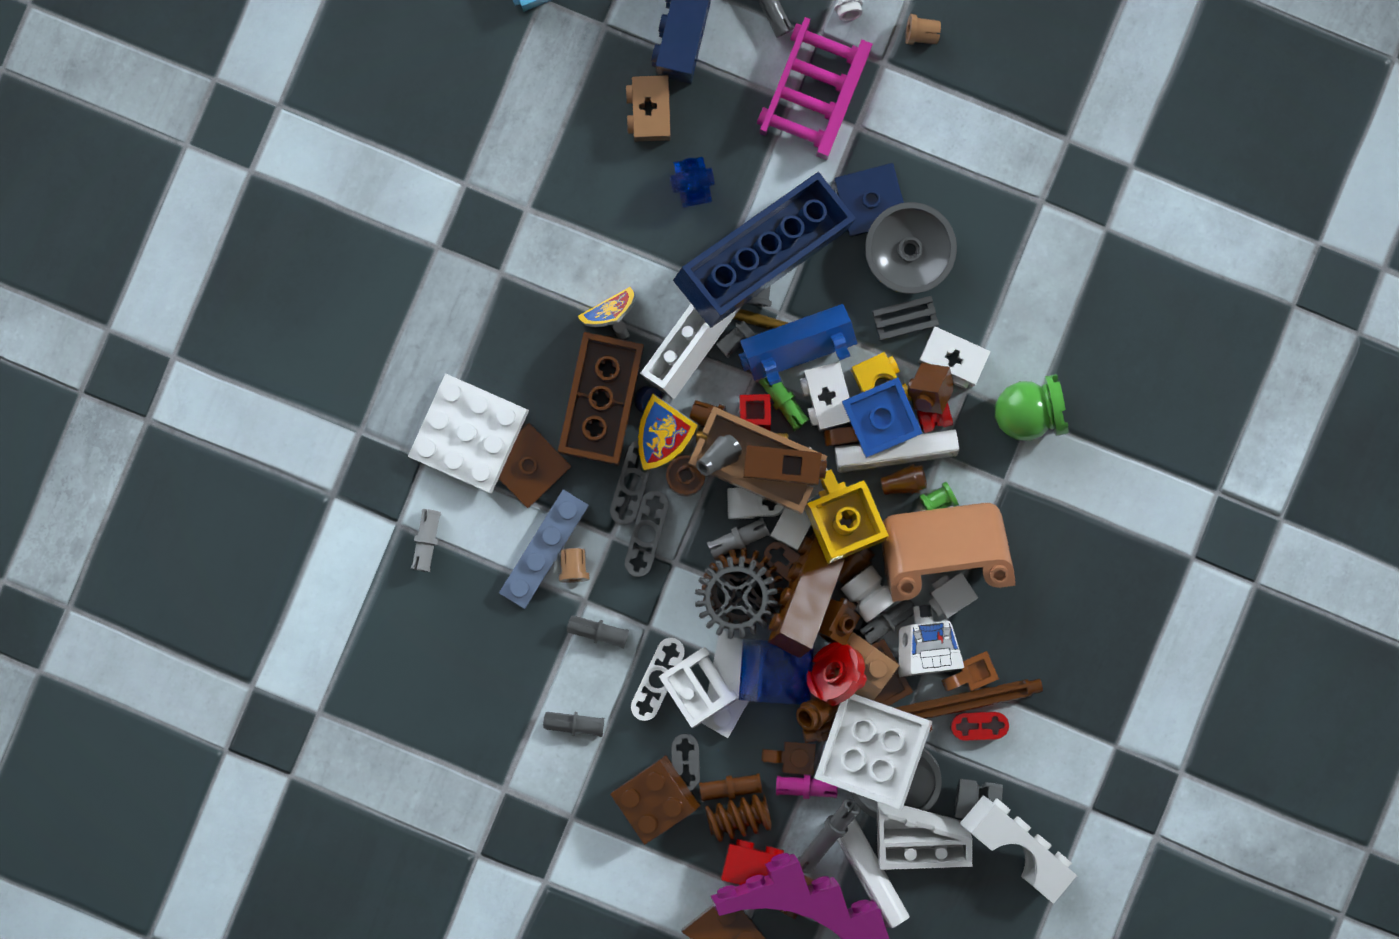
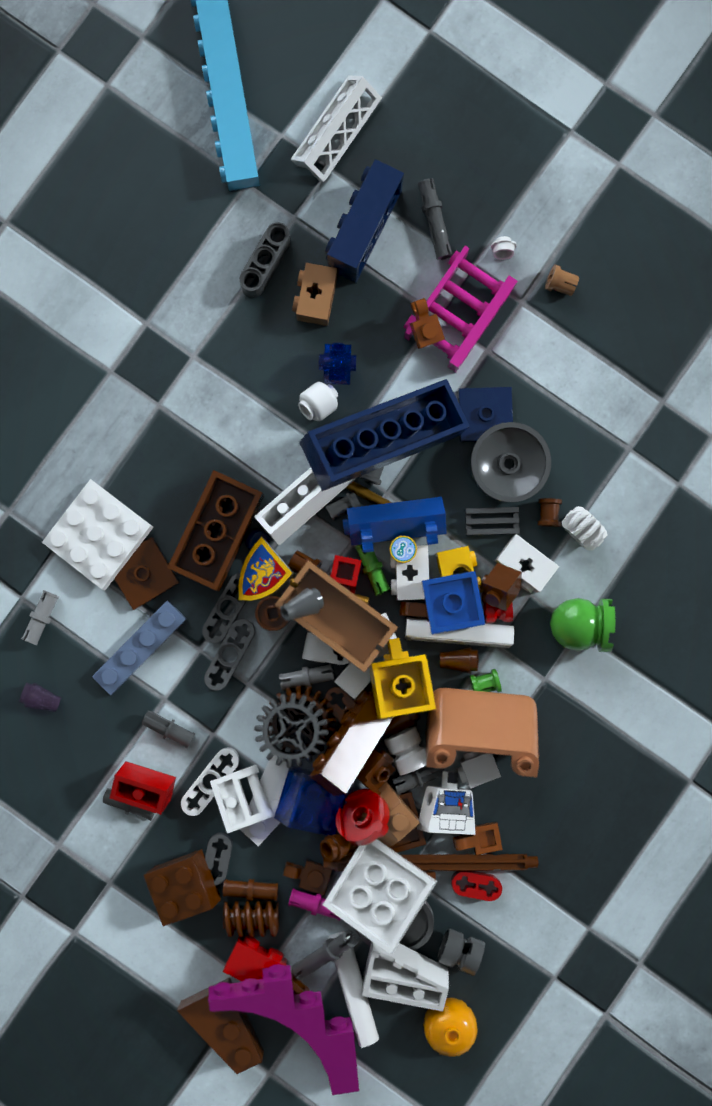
camera: 10 degrees right, 0 degrees up
(444, 629) = (37, 697): none -> clear purple cone
(573, 566) = (160, 668): medium nougat bush -> none
(582, 68) = (269, 248): none -> dark grey beam
(586, 700) = (142, 787): none -> red brick
(611, 313) = (242, 459): shield -> none
(680, 228) = (318, 401): none -> white head
(782, 120) = (426, 328): none -> dark orange plate
(784, 465) = (357, 627): reddish brown brick -> none
(813, 371) = (403, 549): none -> tile
(967, 293) = (549, 512): none -> reddish brown bush
(986, 887) = (451, 1030): none -> light orange cylinder
(1009, 303) = (584, 528): none -> white gear
(1042, 869) = (470, 986): white arch -> none

